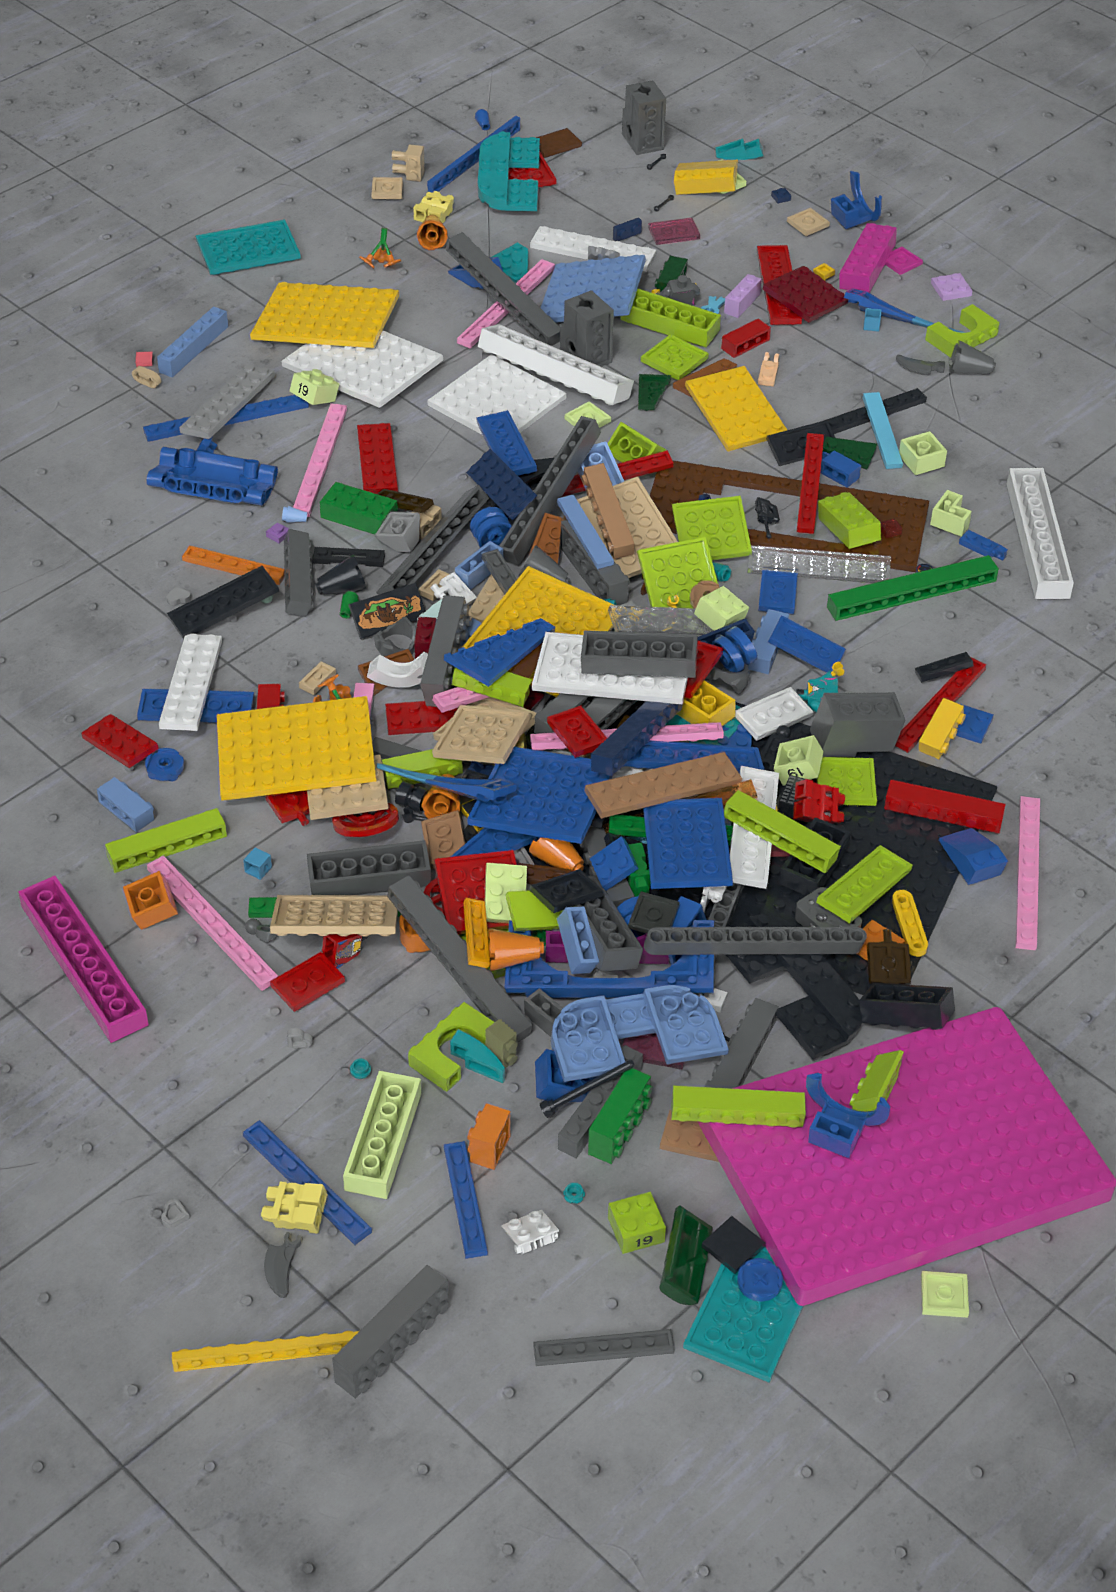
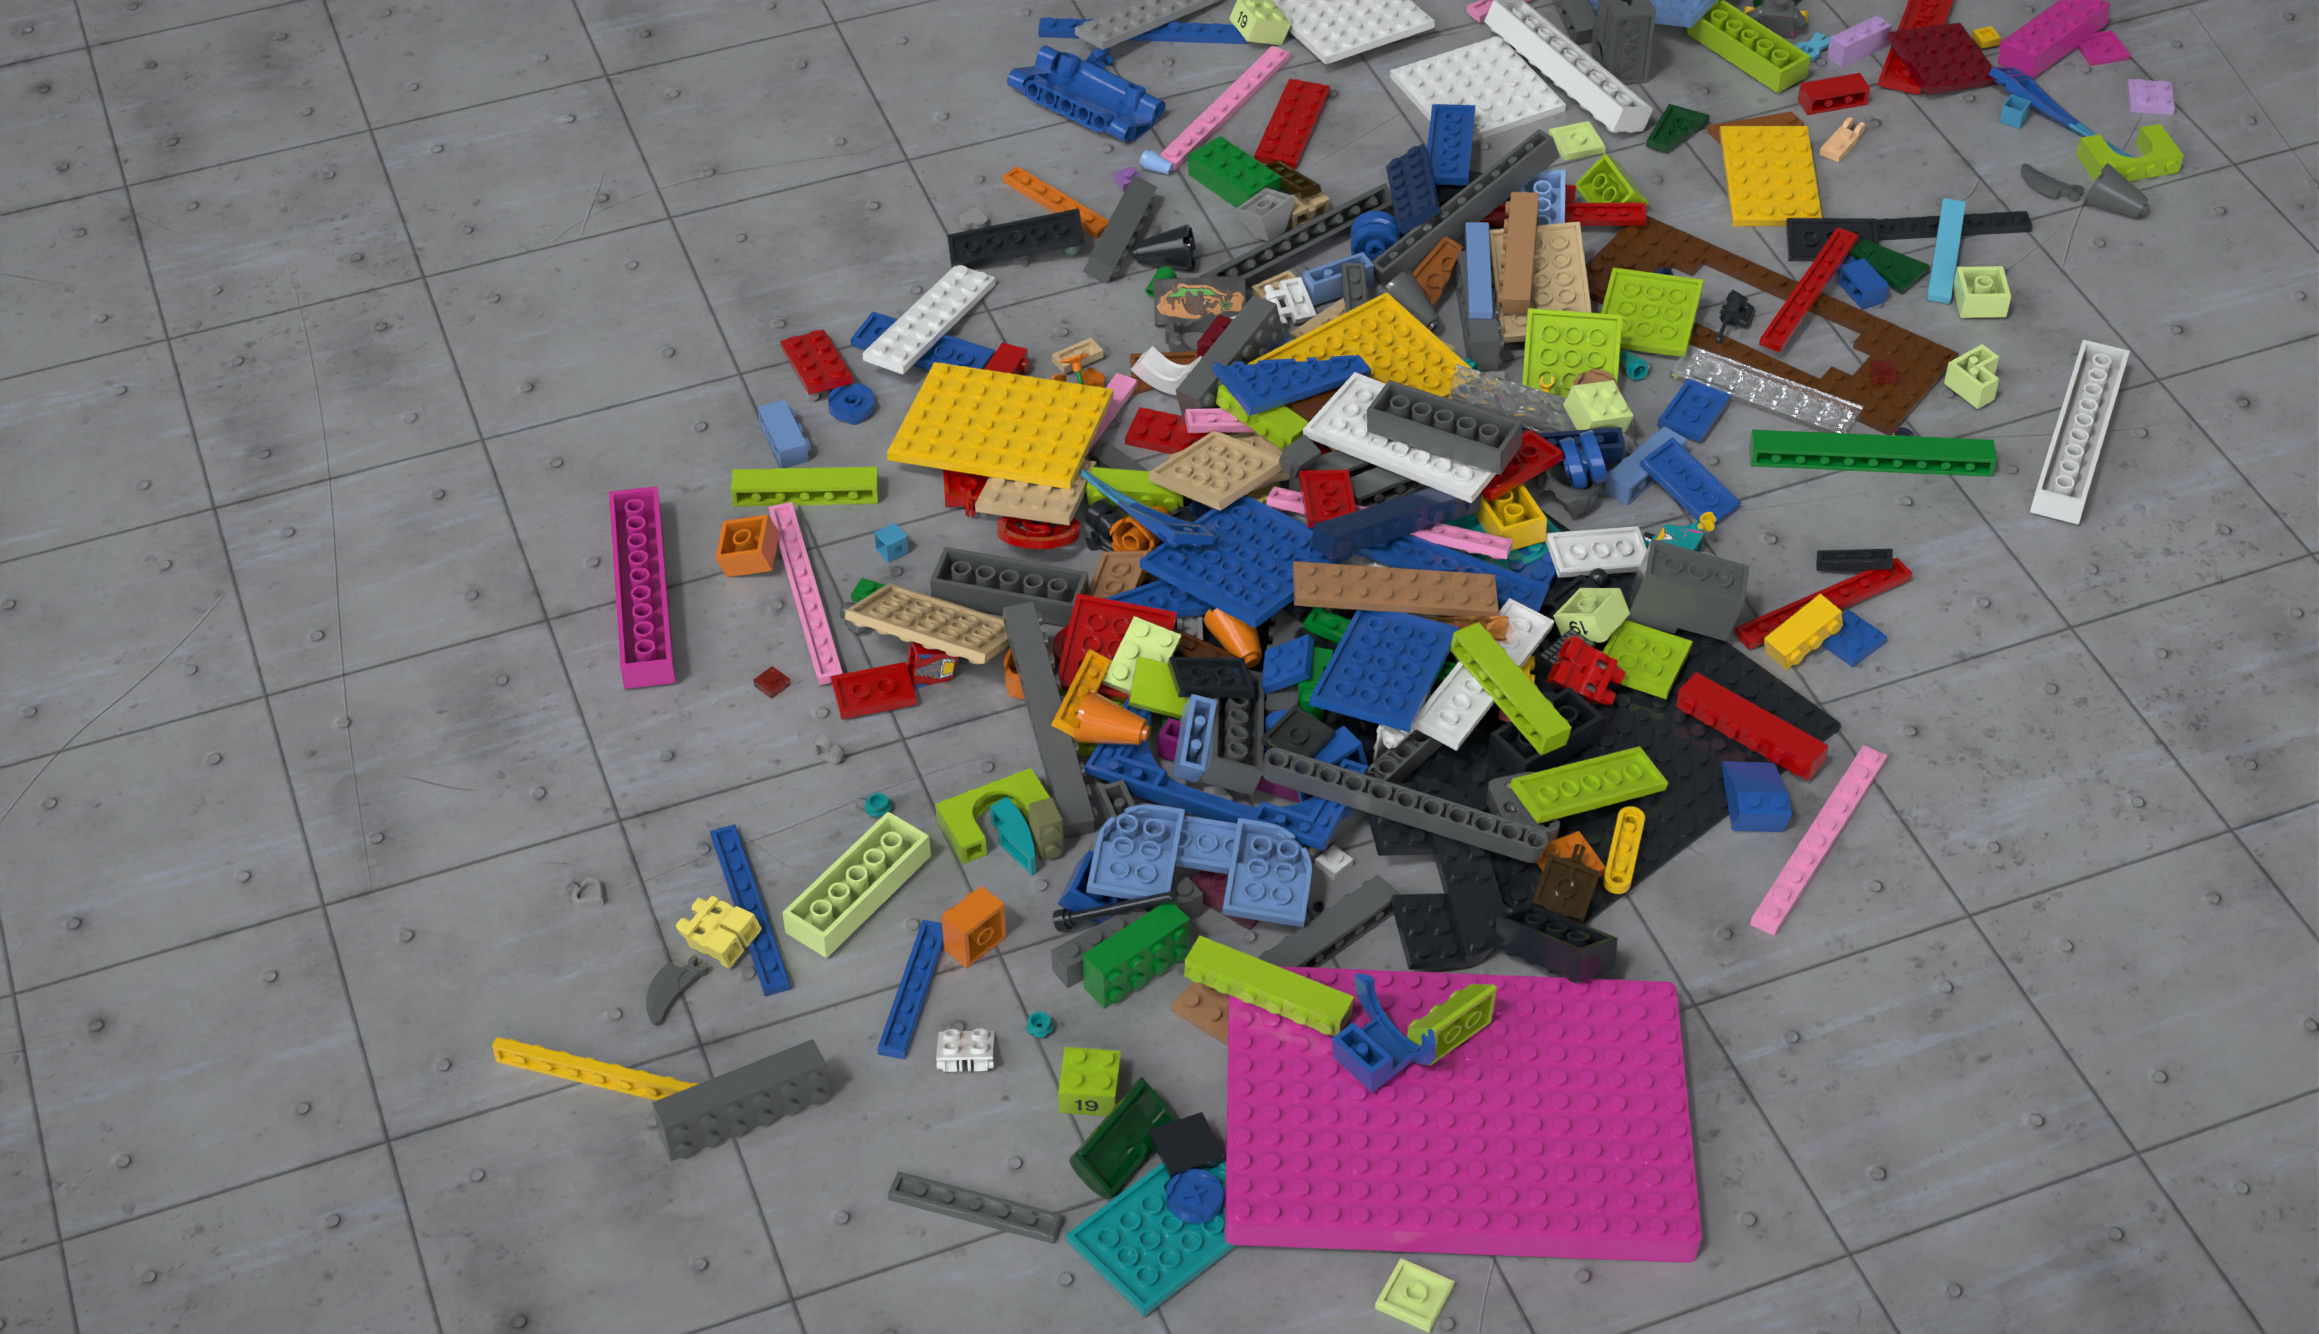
camera: 25 degrees right, 0 degrees up
(224, 1000) = (771, 682): none -> clear red plate
(373, 558) = (1221, 237): black container -> none
(541, 706) = (1299, 456): none -> dark grey brick
(674, 357) = (1728, 95): lime plate -> none
(849, 520) = (1832, 347): lime brick -> none
(983, 545) = (1998, 427): blue hinge -> none

